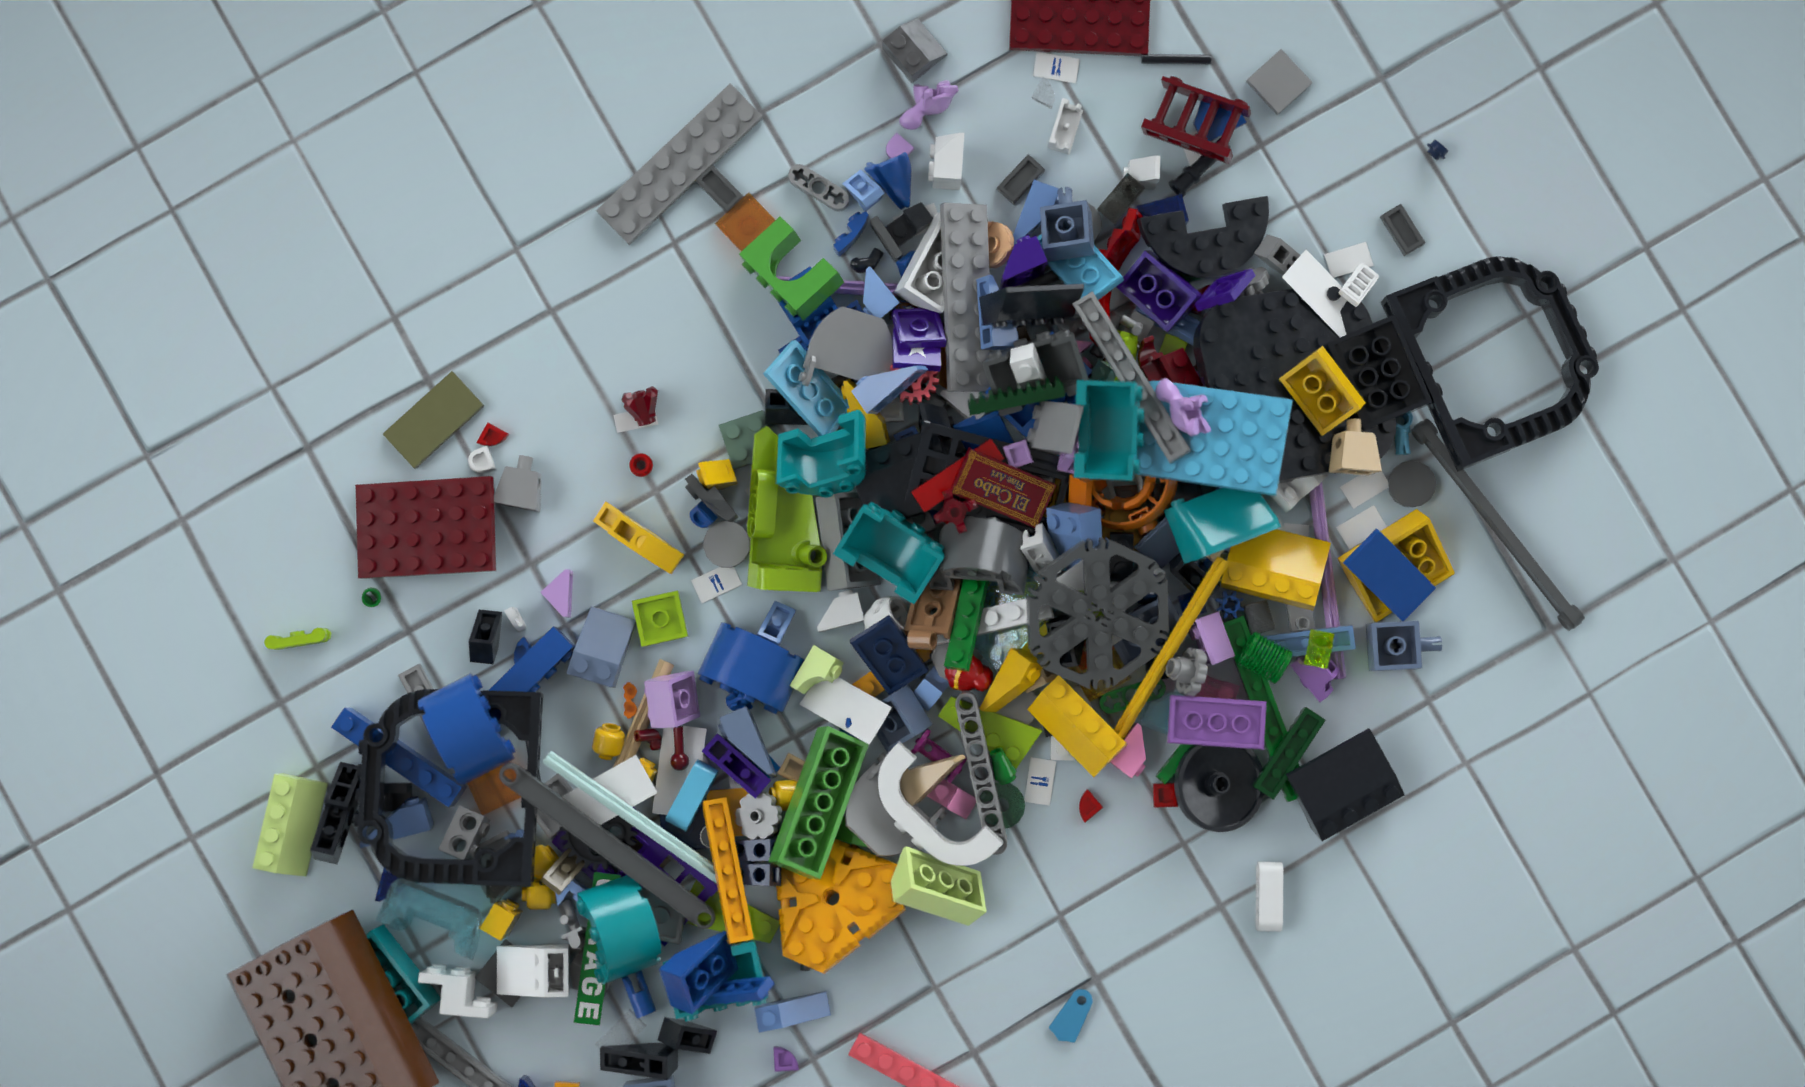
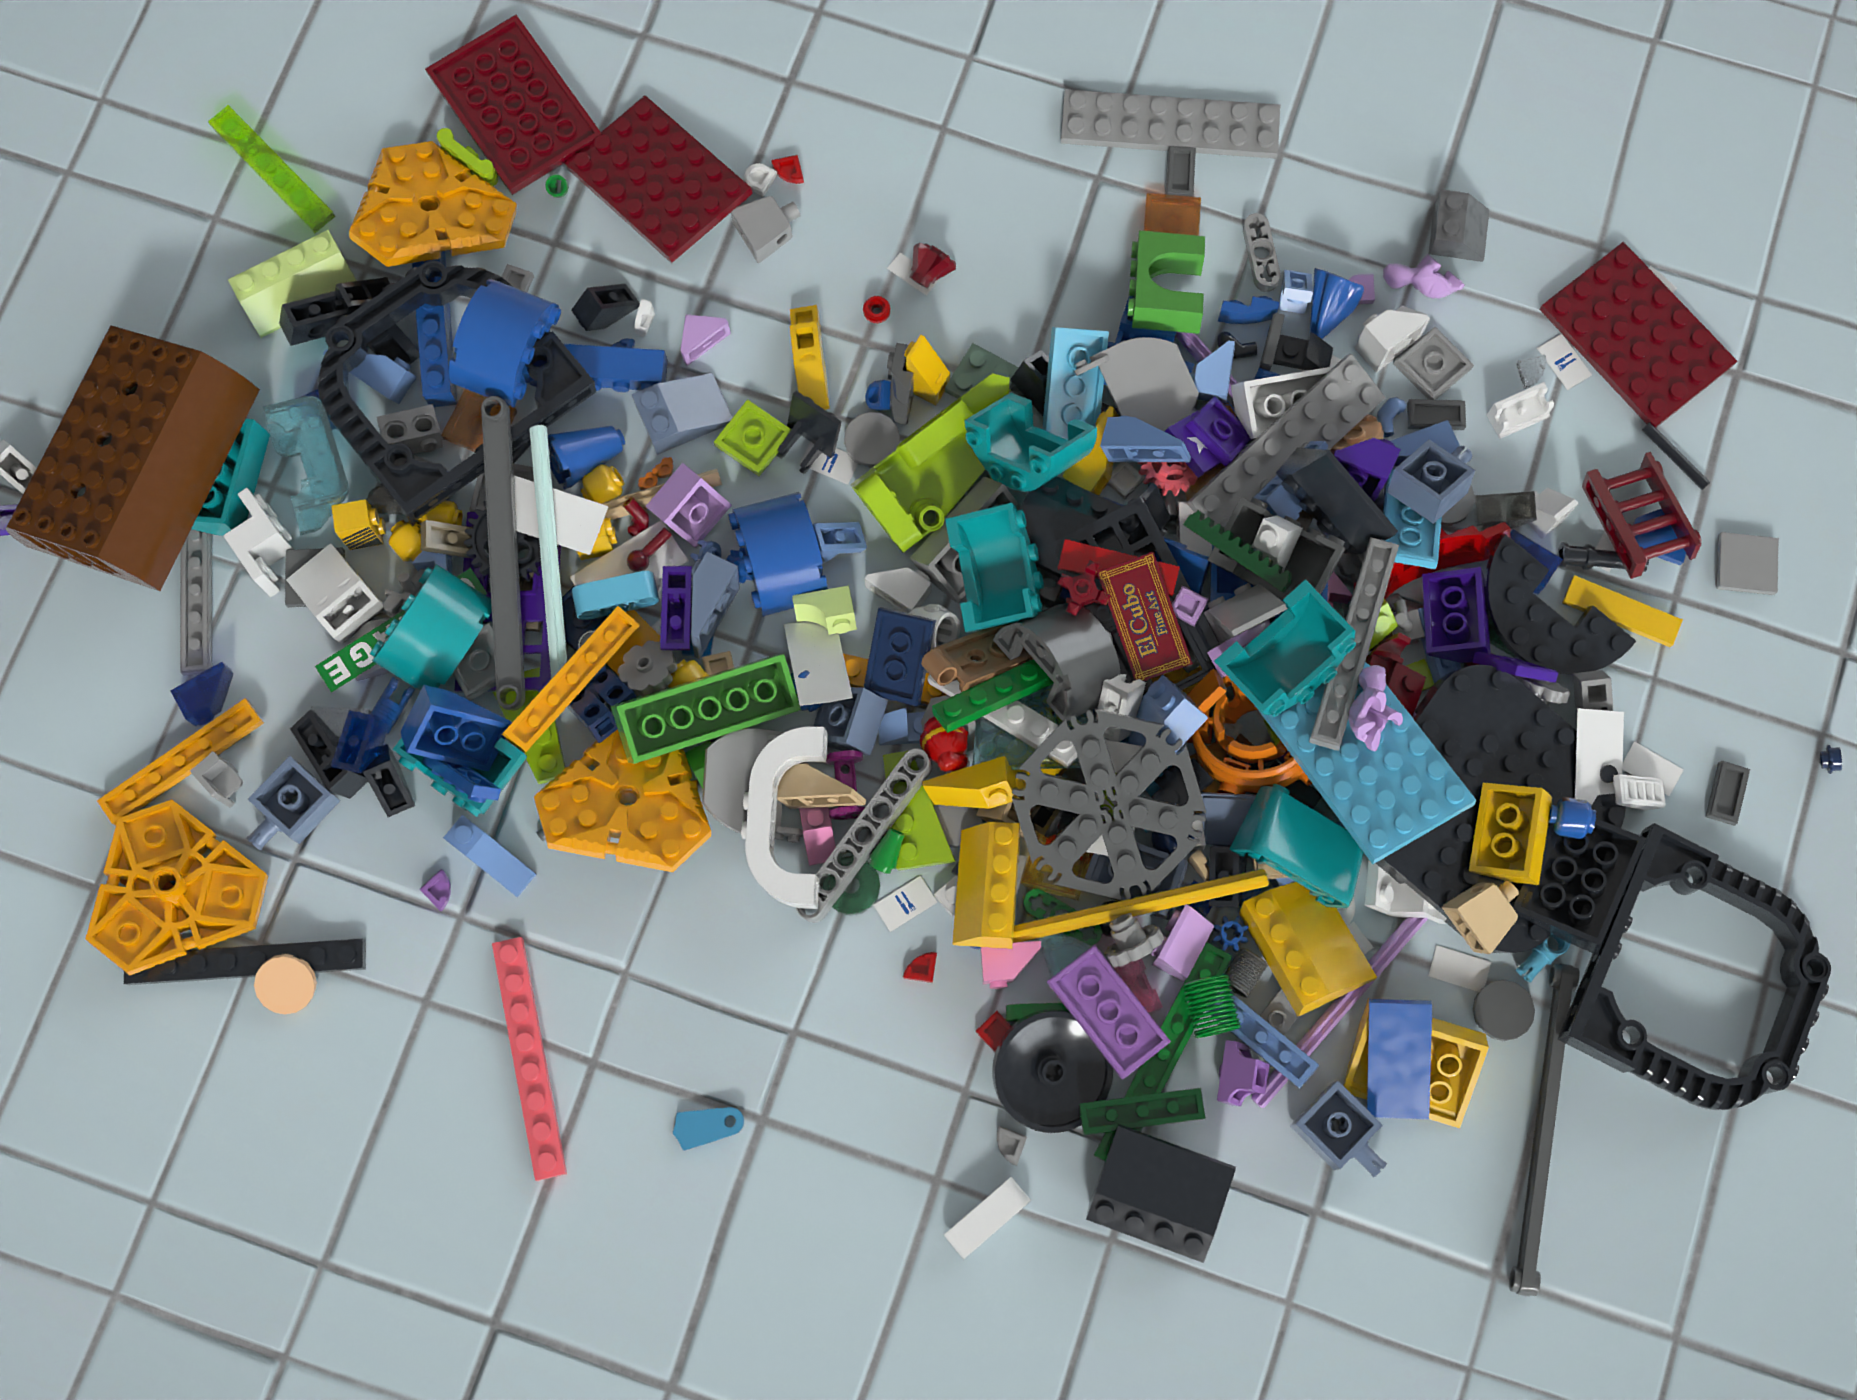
camera: 50 degrees right, 10 degrees down
(189, 773) = (271, 169): none -> clear neon green plate
(284, 575) = (513, 104): none -> dark red plate
(292, 682) = (426, 197): none -> light orange plate
(433, 419) = (759, 111): olive tile -> none
(576, 735) = (580, 451): none -> blue cone
(654, 1037) = (359, 741): none -> clear blue slope
(679, 575) = (815, 425): none -> black plate
(713, 712) = (710, 546): none -> medium blue plate
(938, 887) = (721, 884): yellowish green slope -> none
(987, 150) = (1433, 364): none -> light grey tile
(993, 208) = (1387, 412): none -> medium blue arm
(1175, 584) = (1198, 862): none -> tan tile
(1238, 844) = (1010, 1144): none -> light grey tile
(1241, 185) = (1623, 611): none -> yellow tile
(1319, 649) = (1266, 1048): clear neon green brick -> none
(1345, 346) = (1572, 817): none -> blue head
(1361, 526) = (1412, 990): white sticker -> none

